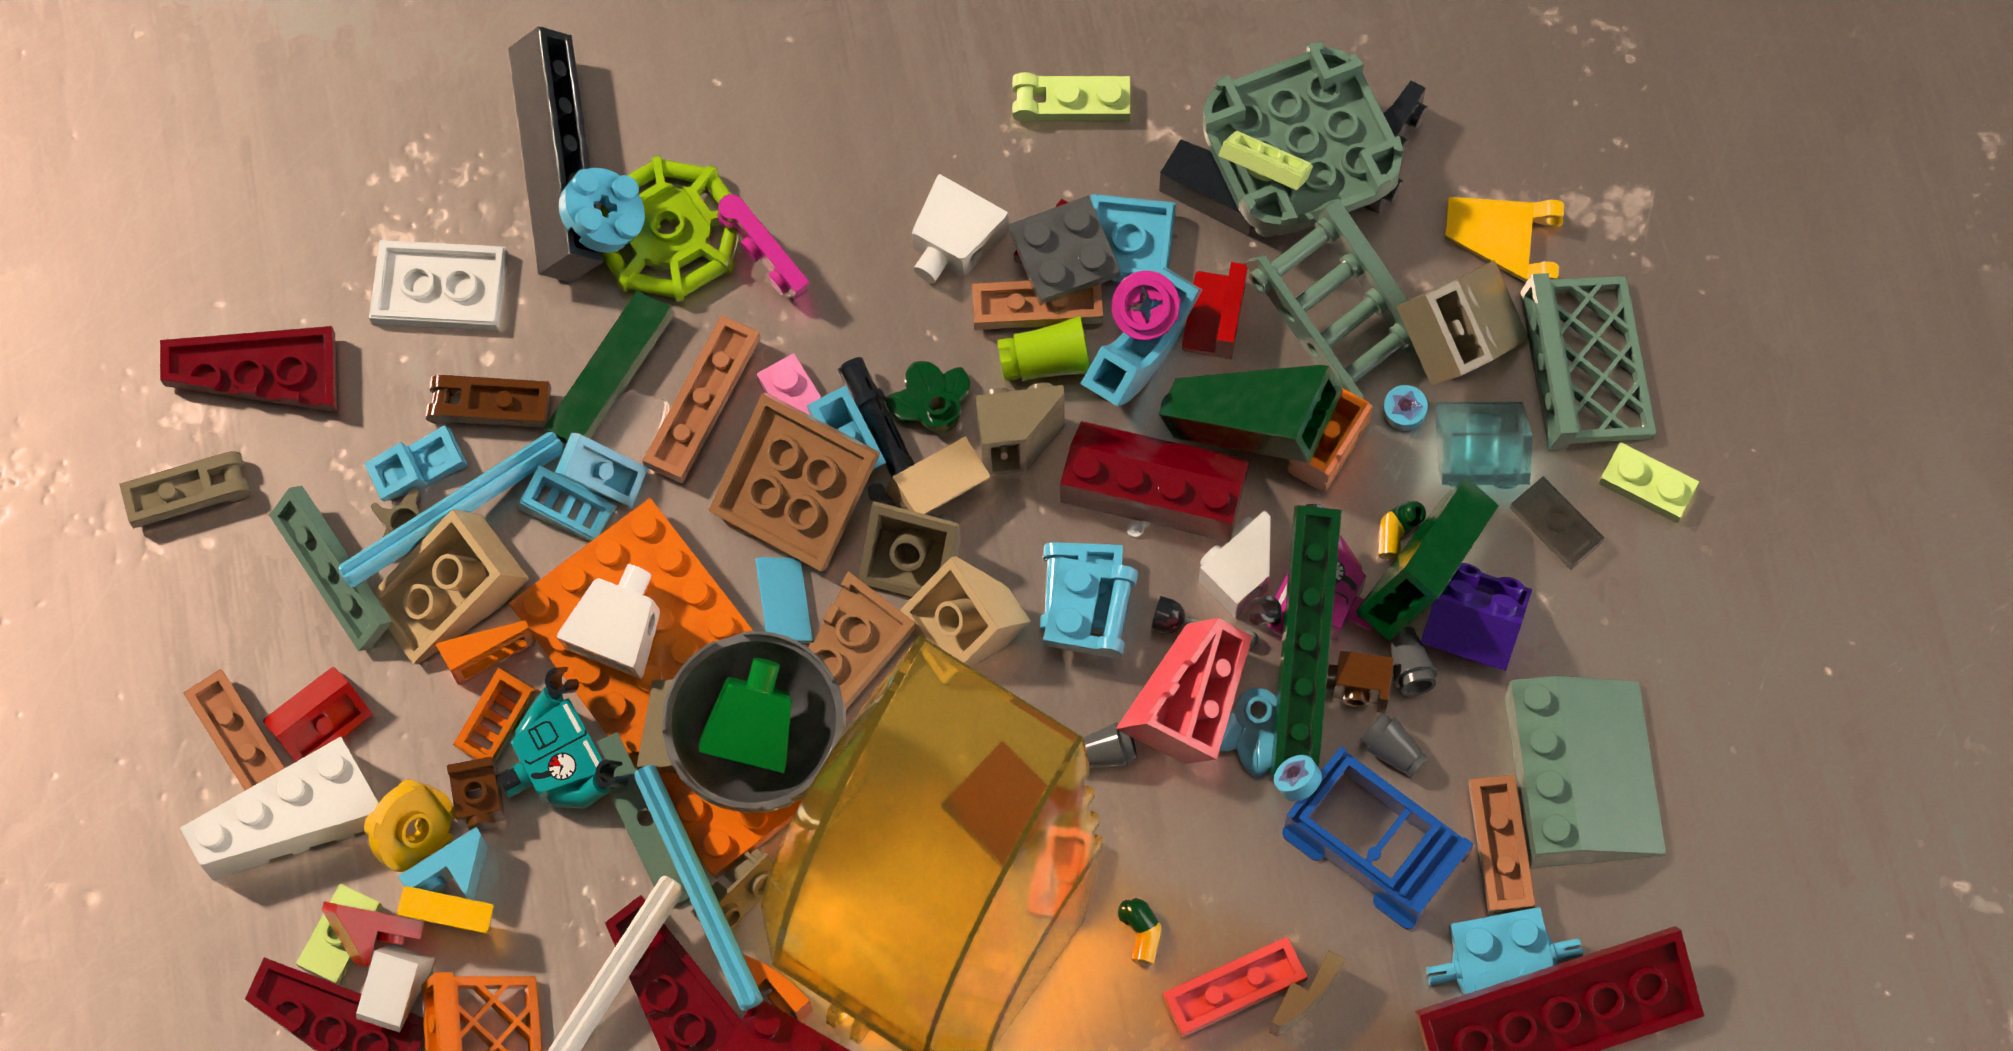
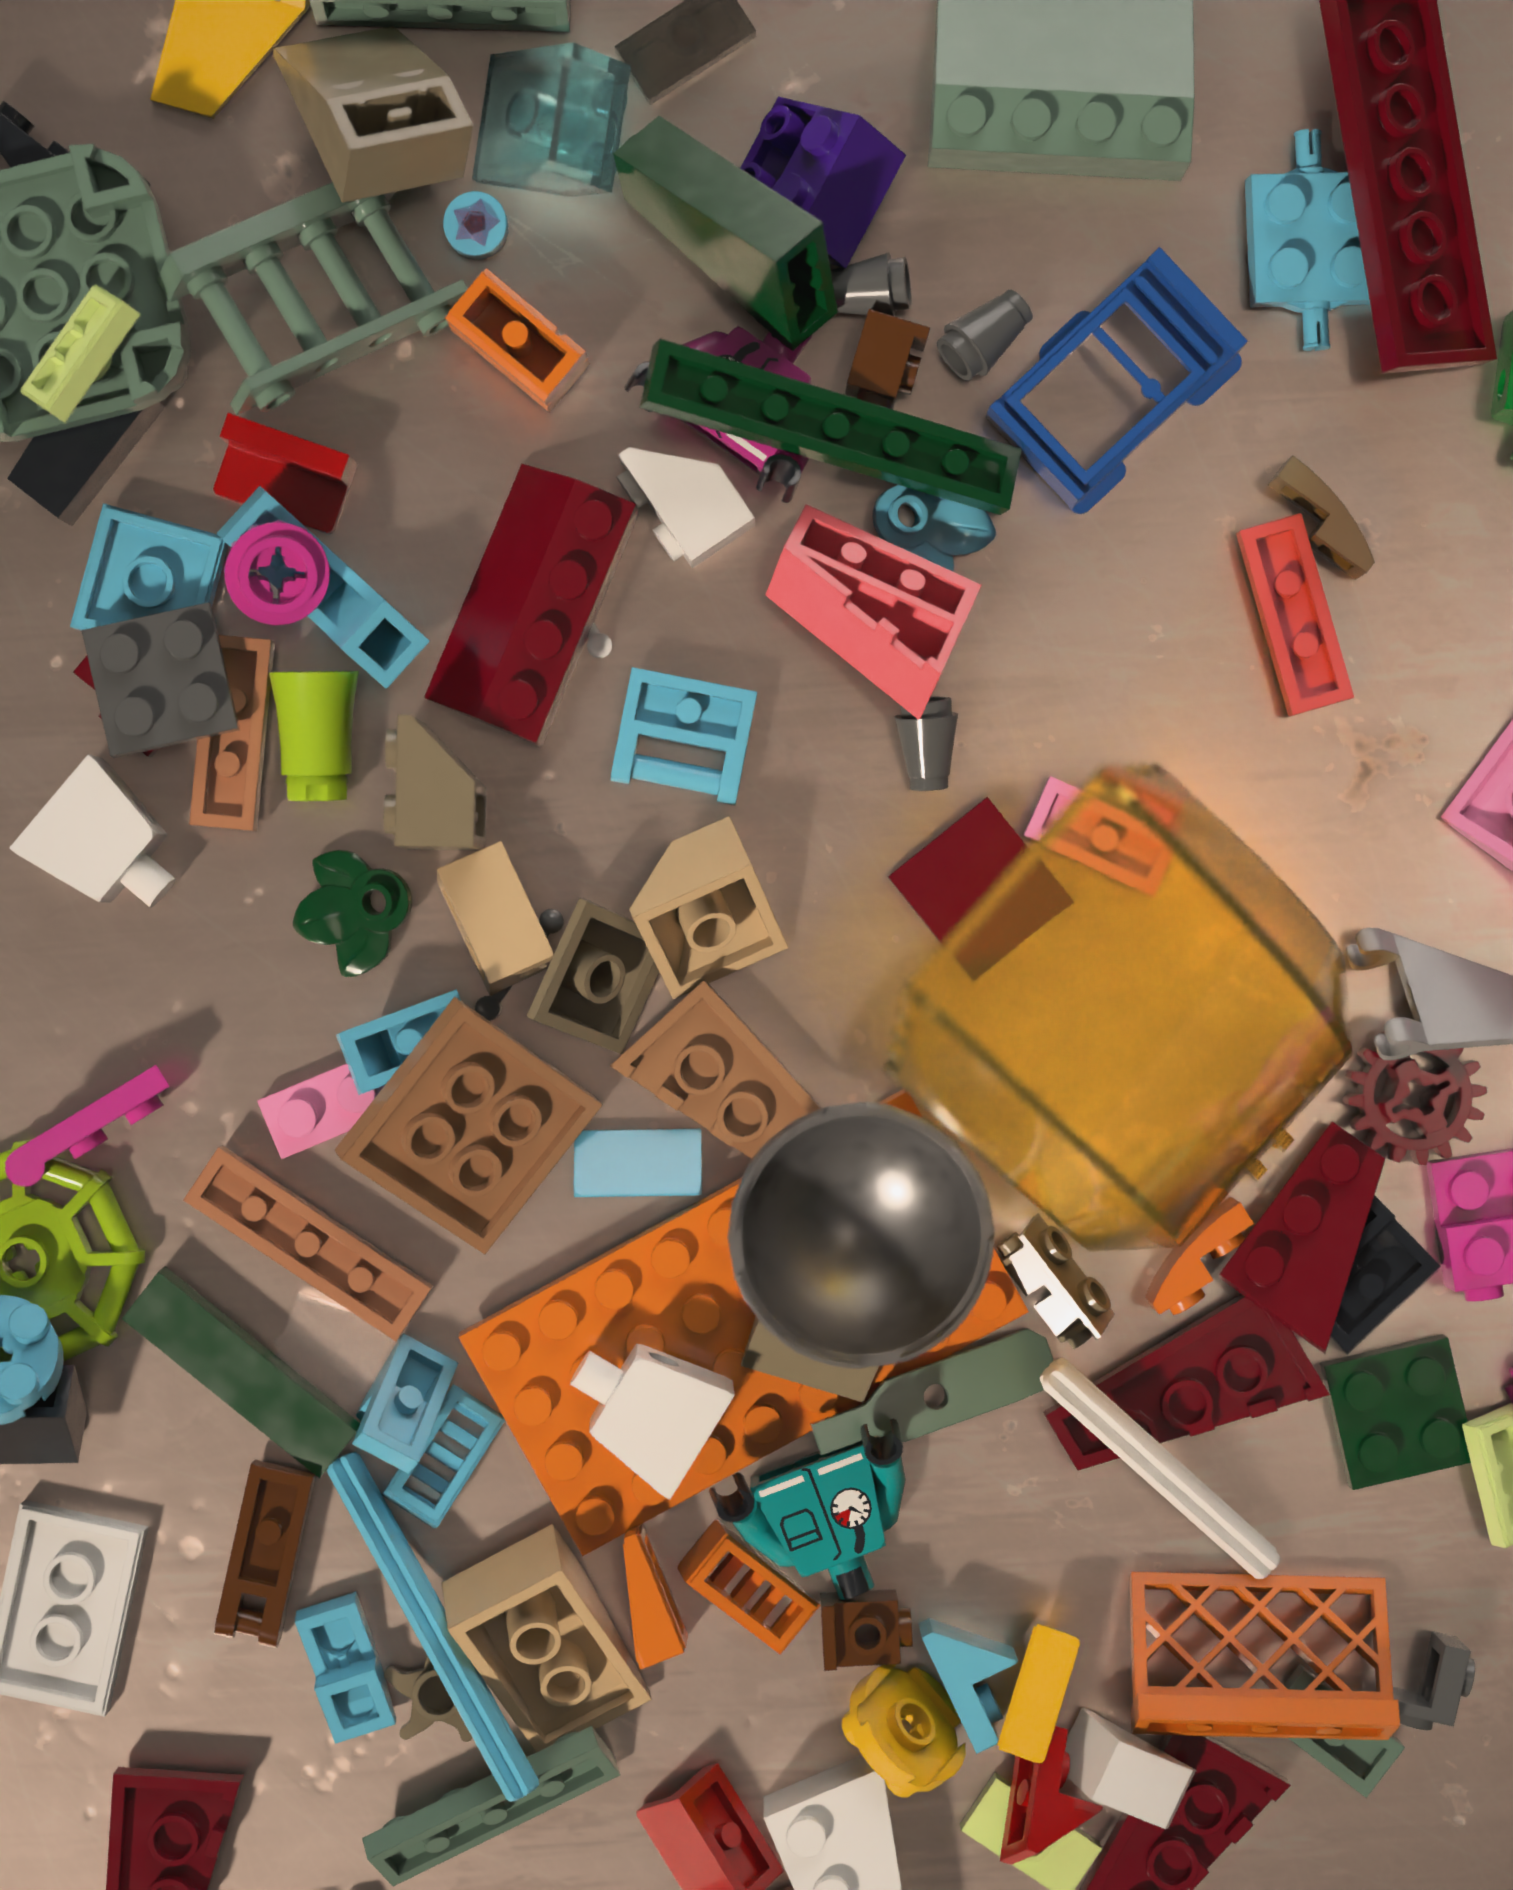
camera: 80 degrees left, 20 degrees up
(698, 887) = (1060, 1338): medium azure axle -> none
(750, 720) = (852, 1240): green torso -> none
(875, 414) = (359, 998): black pin -> none
(1075, 605) = (714, 747): medium azure plate -> none
(1146, 926) = (1188, 724): arm -> none
(1171, 616) = (746, 617): black hinge -> none
(1255, 411) = (468, 438): dark green slope -> none
(1297, 778) = (1029, 475): medium azure tile -> none
(1396, 524) = (653, 270): arm -> none
(1501, 844) = (1150, 211): nougat plate -> none

